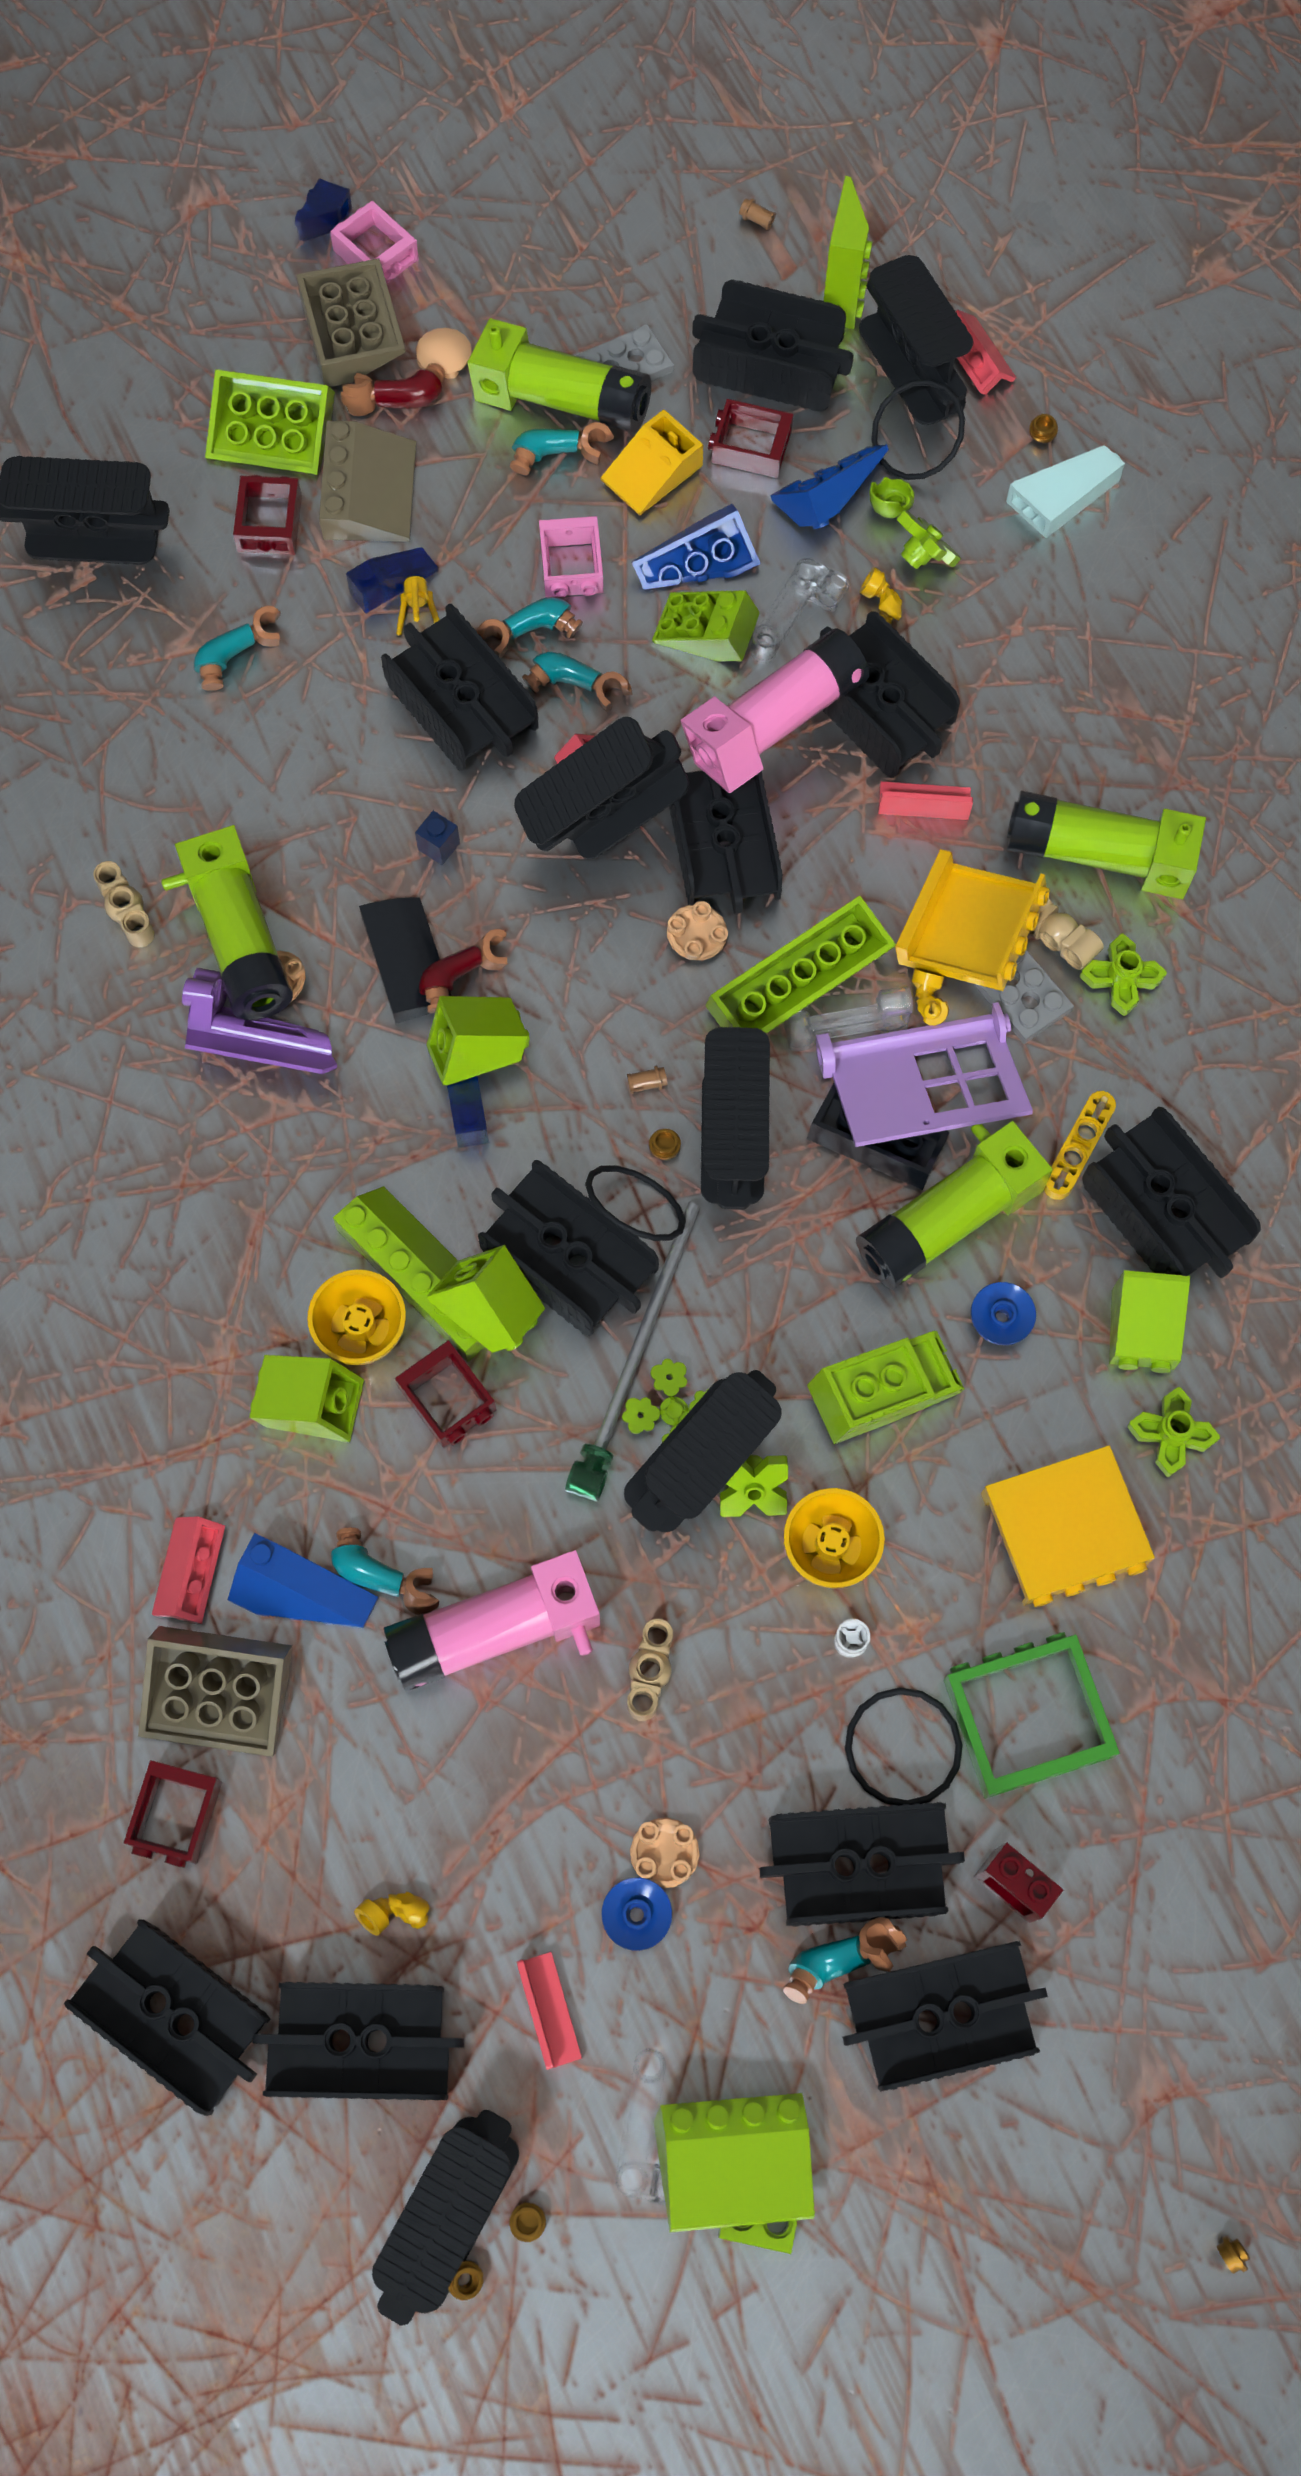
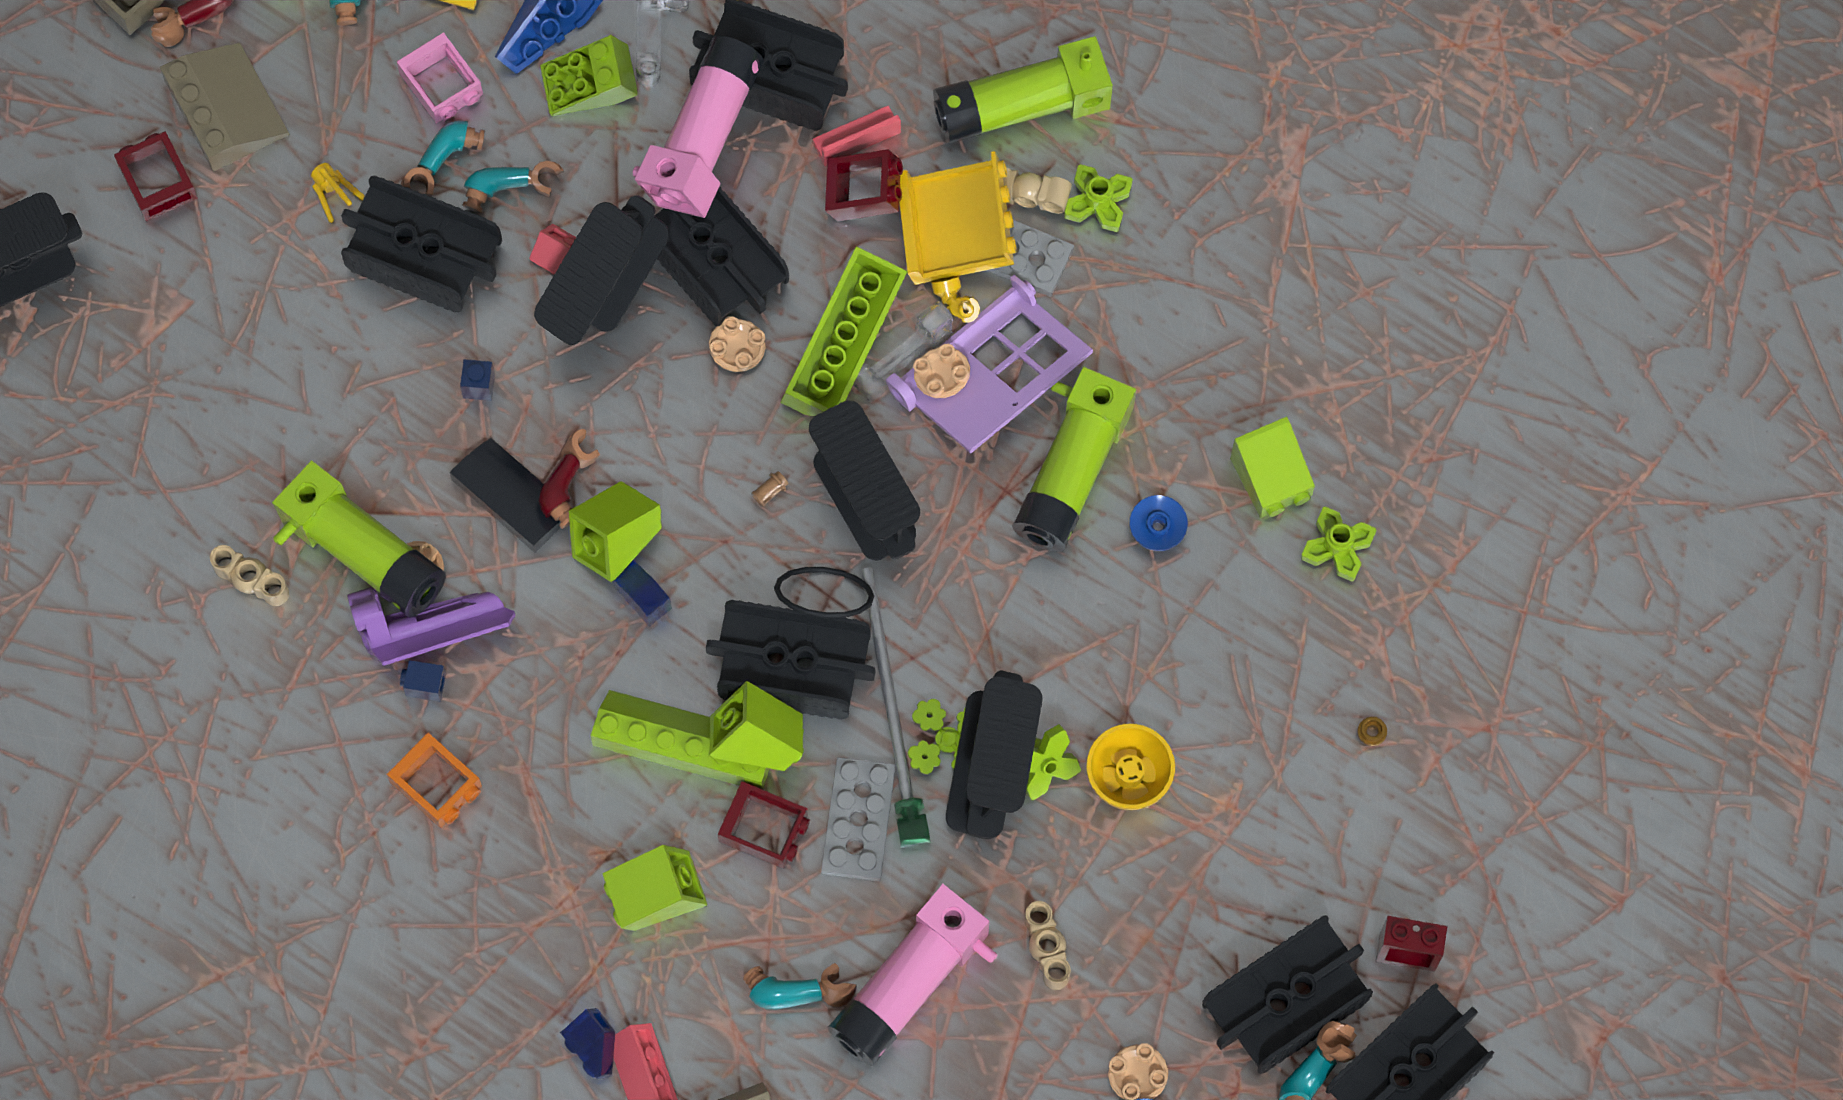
camera: 30 degrees left, 0 degrees up
(156, 1513) = (593, 1041): none -> clear blue slope
(161, 1153) = (414, 760): none -> orange window
(215, 654) = (189, 321): piece -> none
(218, 1084) = (423, 680): none -> dark blue brick
(268, 422) = (104, 93): lime slope -> none
(286, 1585) = (733, 1038): blue wedge -> none
(350, 1302) = (654, 787): yellow piece -> none
(384, 576) = (293, 176): clear blue slope -> none
(547, 1461) = (844, 804): none -> light grey plate
(664, 1144) = (814, 533): pearl gold plate -> none
(856, 1633) = (1186, 829): white wheel -> none
(874, 1056) = (941, 372): none -> light nougat dish
(879, 834) = (837, 185): none -> dark red window
(883, 1385) = (1099, 630): lime piece -> none
(904, 1158) = (1013, 442): black slope -> none
(915, 1693) = (1236, 862): black piece -> none
(1026, 1653) = (1316, 858): bright green window -> none
(1069, 1526) = (1300, 659): yellow panel -> none
(1082, 1146) = (1144, 356): yellow beam -> none
(1109, 1631) = (1378, 725): none -> pearl gold plate
(1164, 1155) = (1212, 329): black piece -> none

